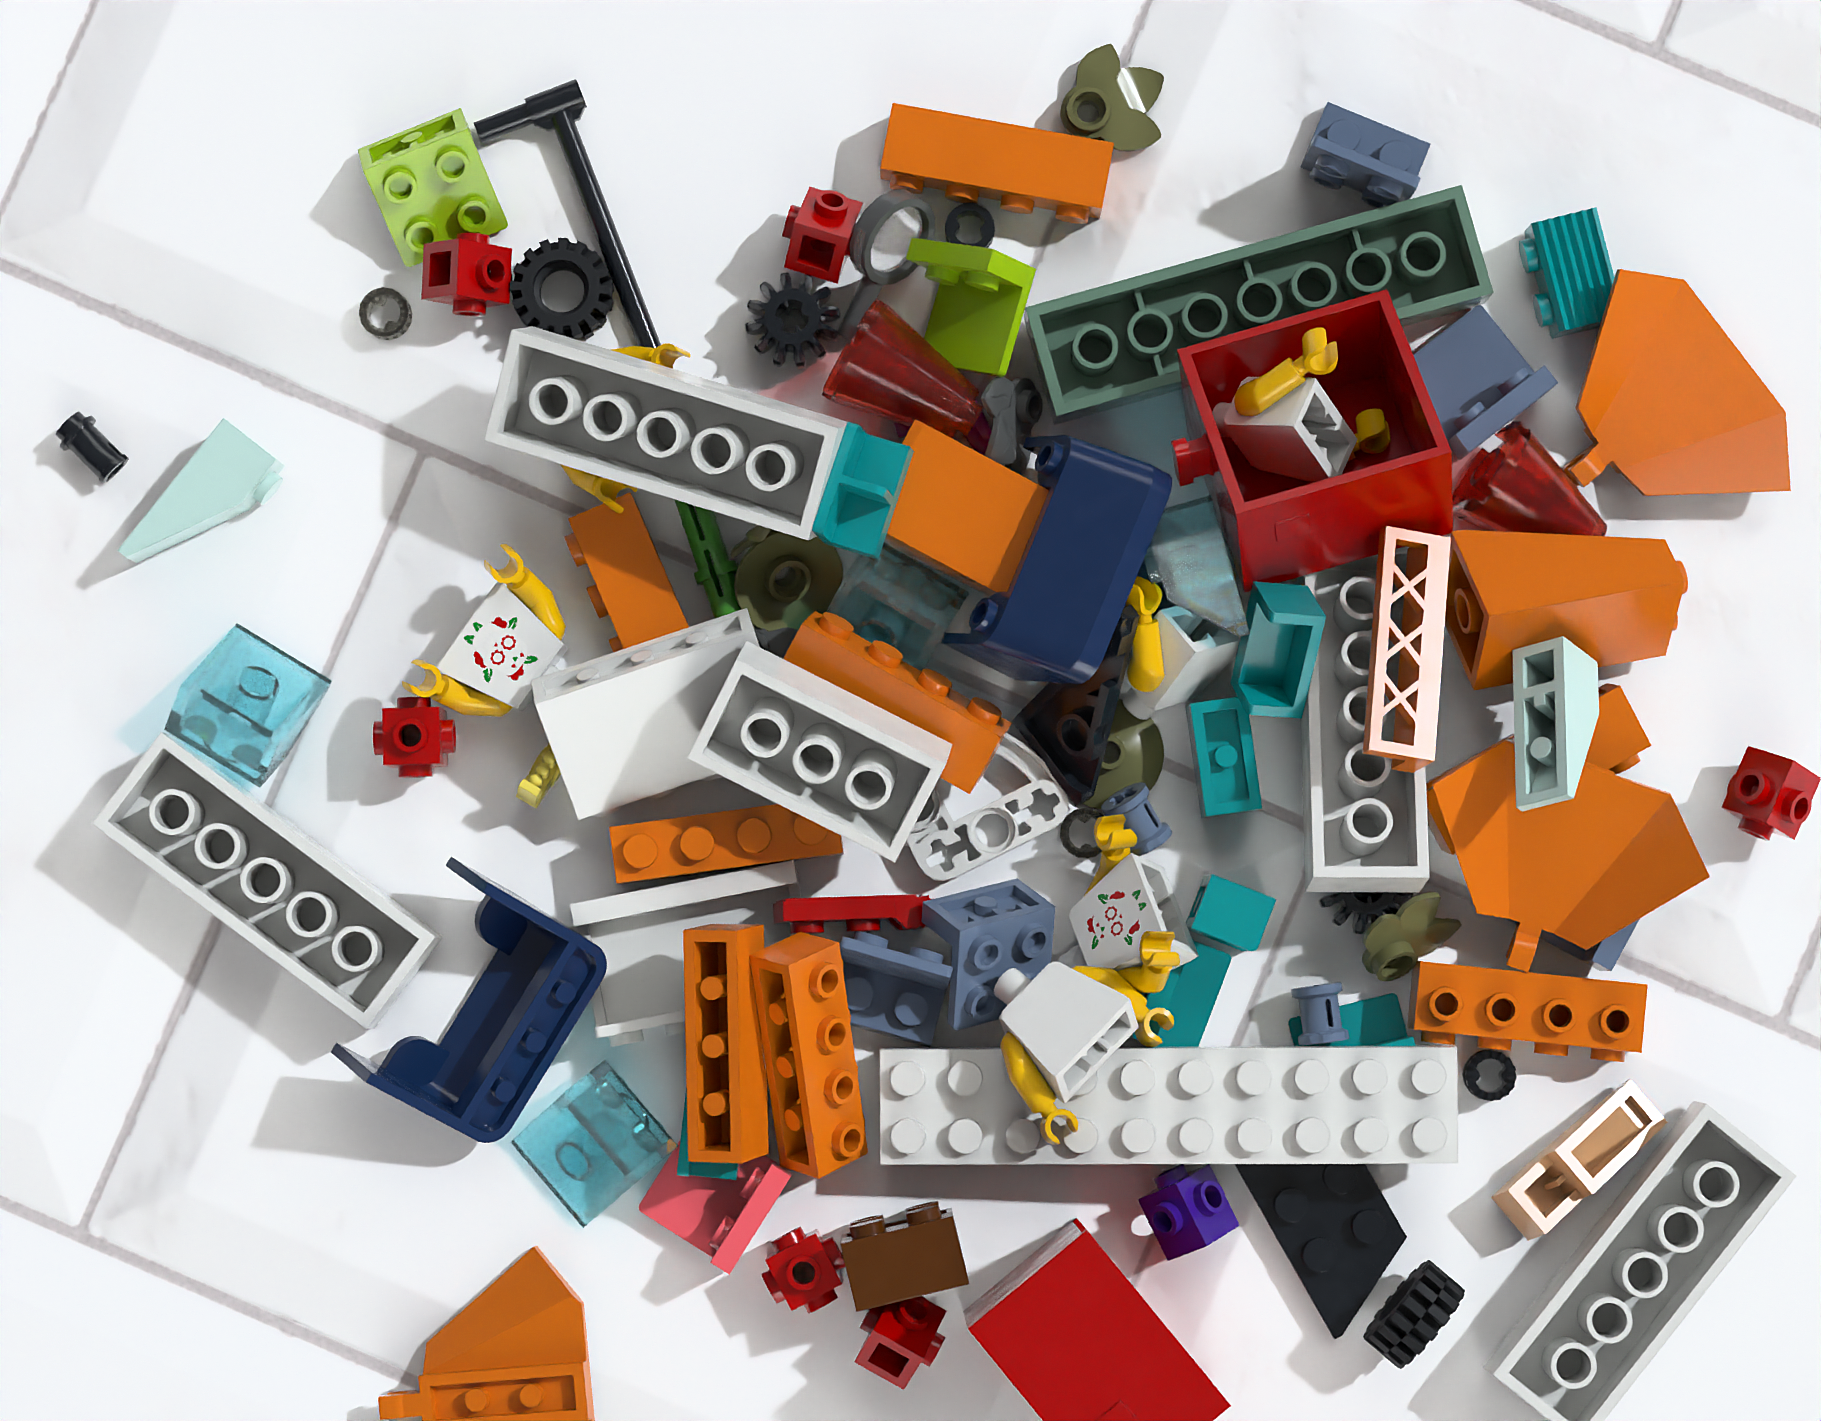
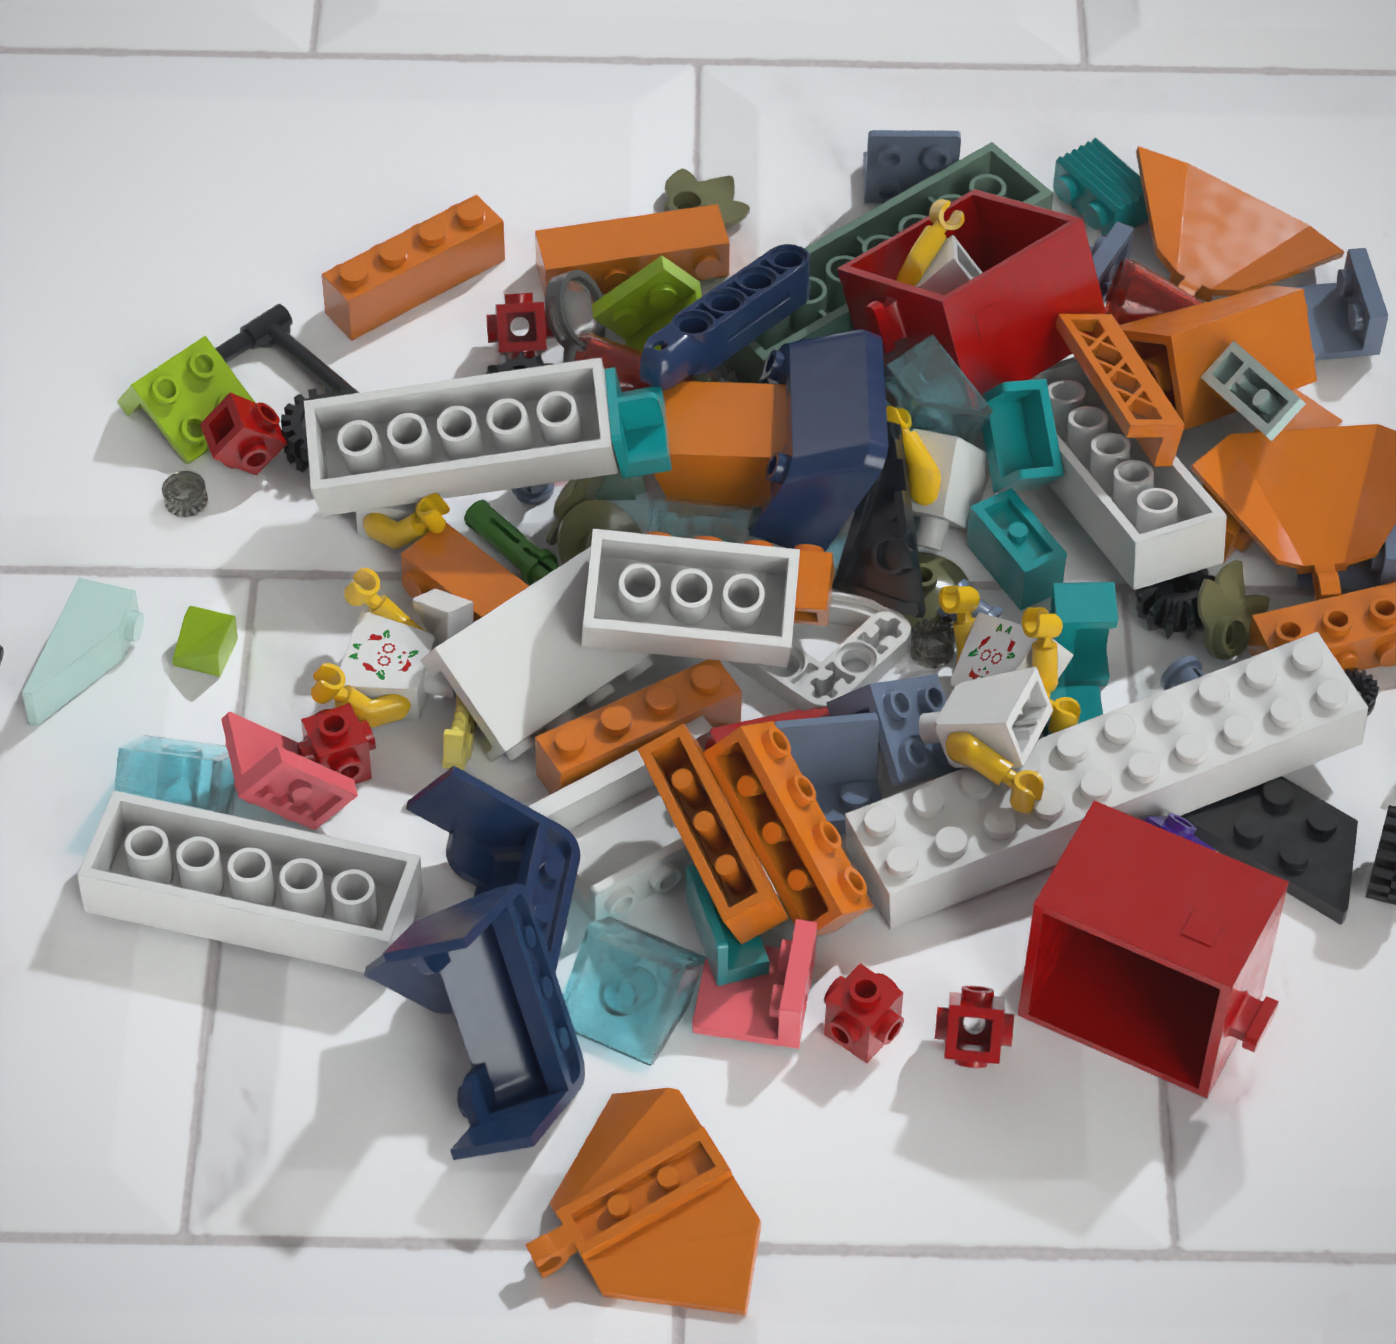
camera: 25 degrees left, 35 degrees down
(333, 751) = (279, 779): none -> coral bracket
(335, 533) = (205, 641): none -> lime slope
(457, 1174) = (507, 1015): none -> dark blue windscreen
(586, 622) = (443, 613): none -> white slope
(745, 87) = (413, 267): none -> orange brick
(903, 1256) = (947, 947): reddish brown slope -> none
(944, 414) = (728, 317): none -> dark blue piece
(1735, 560) = (1349, 314): none -> sand blue bracket

